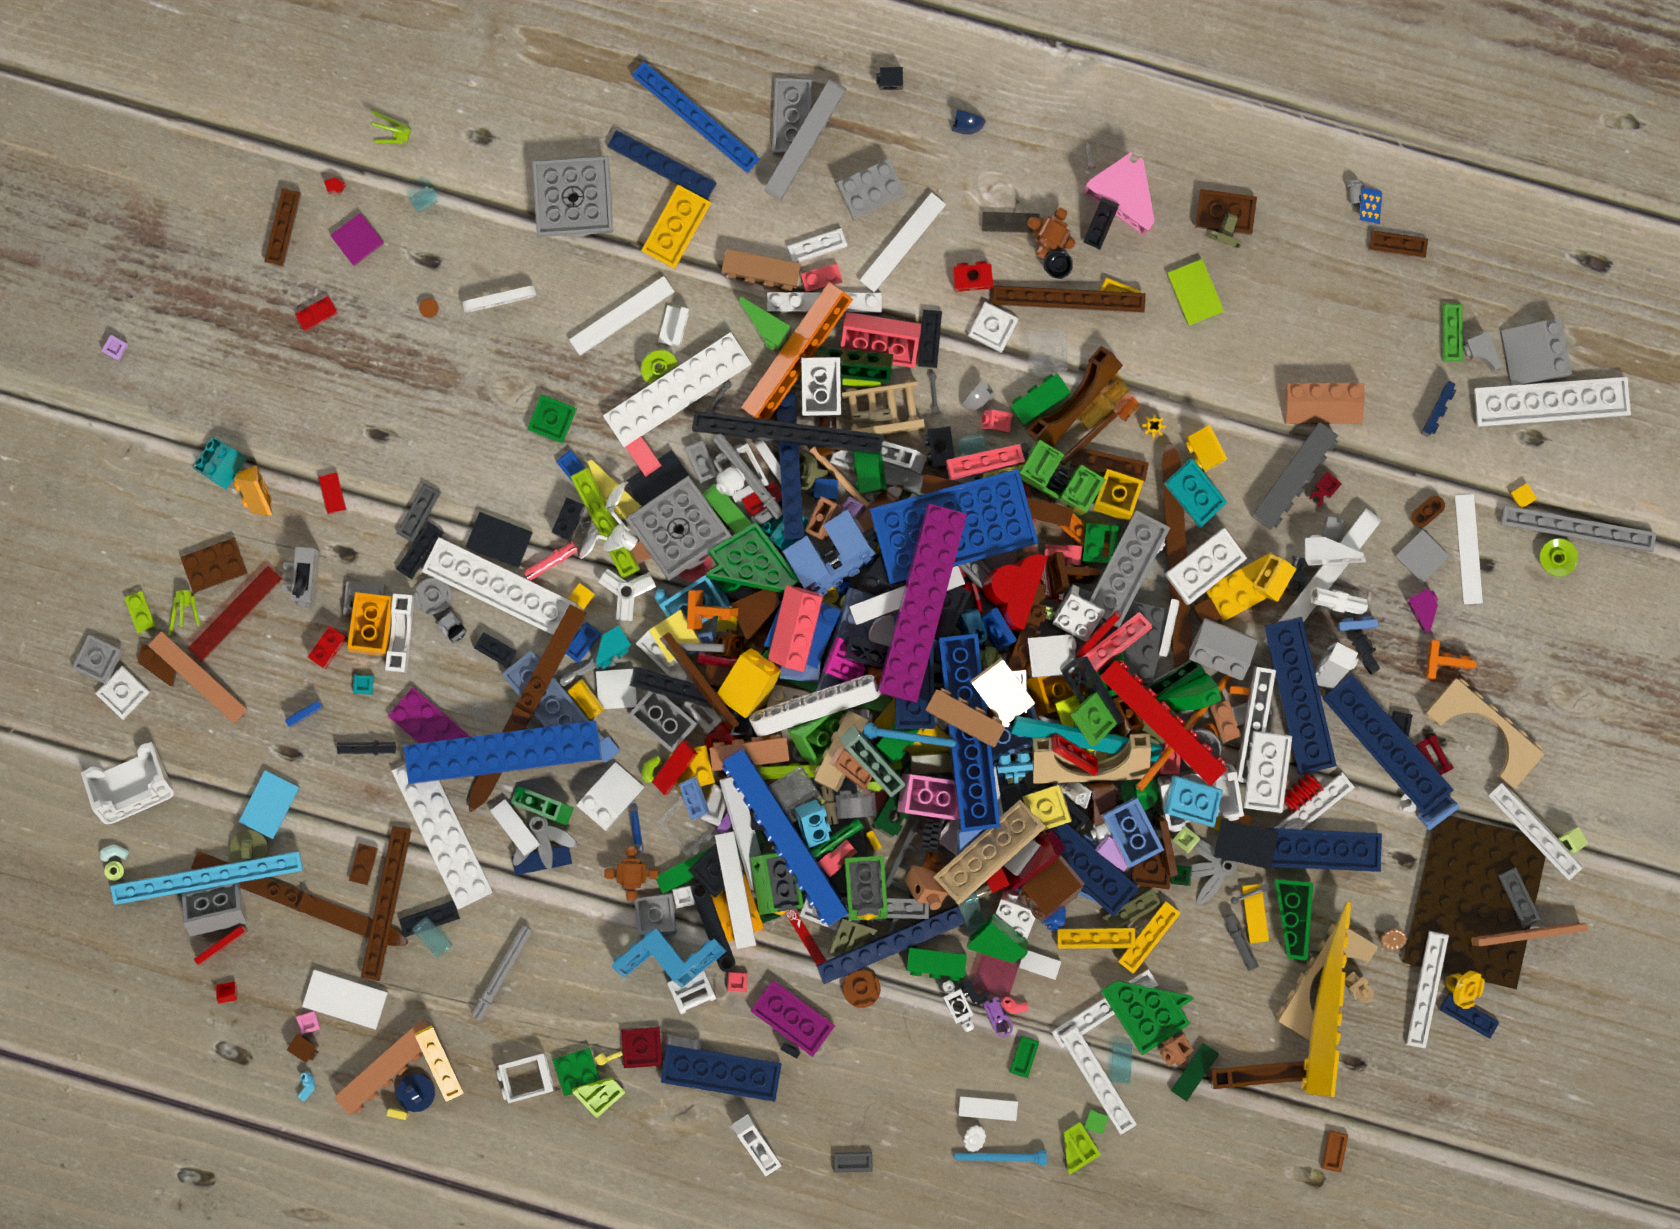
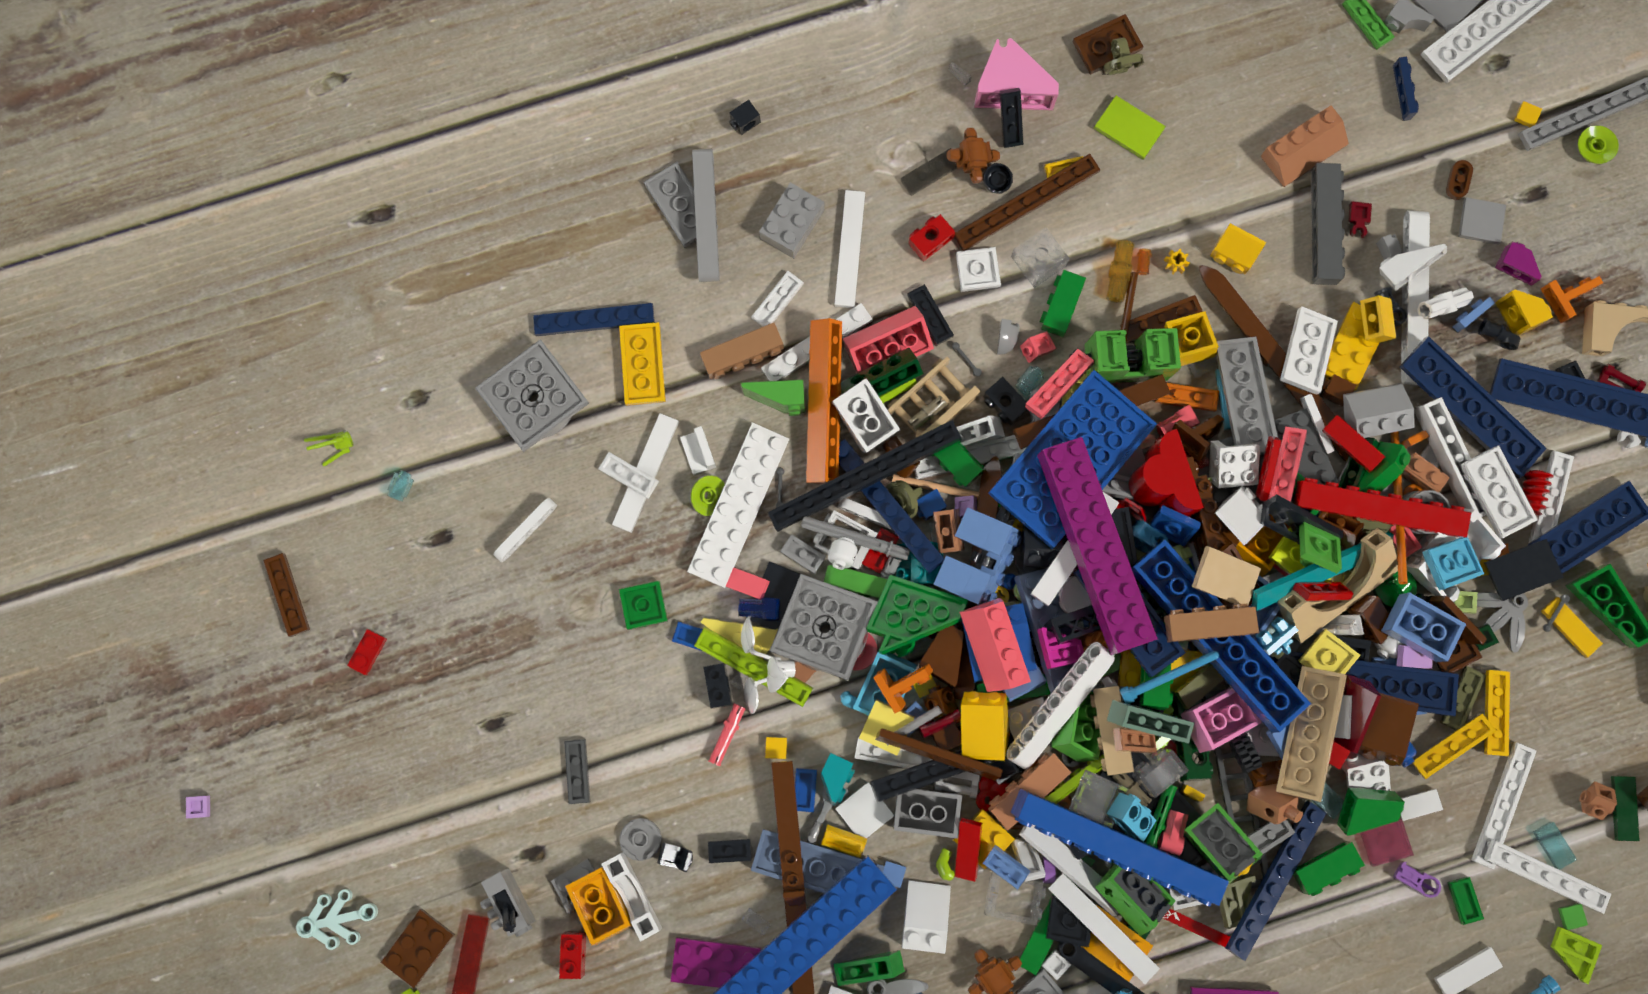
camera: 30 degrees left, 5 degrees down
(163, 502) = (333, 920): none -> light aqua plant
(219, 462) = (362, 849): teal slope -> none
(254, 491) = (410, 854): light orange slope -> none
(332, 493) = (486, 806): red tile -> none
(334, 185) = (310, 527): red piece -> none
(357, 239) = (362, 561): magenta tile -> none
(363, 684) = (629, 966): teal tile -> none
(419, 550) = (600, 806): black tile -> none
(429, 308) = (467, 579): dark orange tile -> none
(496, 586) = (692, 791): white plate -> none
(499, 539) = (667, 746): black tile -> none
(607, 309) = (628, 475): none -> white tile
(615, 584) = (800, 716): white piece -> none
(636, 827) = (971, 932): blue piece -> none
(642, 483) = (764, 609): none -> clear blue piece
(695, 117) = (596, 259): blue plate -> none
(820, 277) = (799, 325): coral plate -> none
(861, 988) = (1277, 939): dark orange tile -> none
(948, 987) = (1388, 900): white piece -> none
(967, 123) = (835, 112): dark blue brick -> none
(969, 991) = (1375, 874): black bracket -> none
(1014, 1007) = (1423, 861): coral arm -> none
(1095, 542) = (1197, 393): green plate -> none
(1099, 371) = (1097, 243): reddish brown arch -> none
(1147, 1012) = (1547, 783): green wing -> none
(1182, 660) = (1353, 443): none -> red tile
(1195, 492) = (1254, 293): teal tile -> none
(1243, 946) = (1571, 656): dark grey pin -> none
(1335, 665) = (1490, 355): white wedge -> none
(1395, 649) = (1523, 311): none -> yellow slope
(1468, 549) = (1515, 189): white sticker -> none

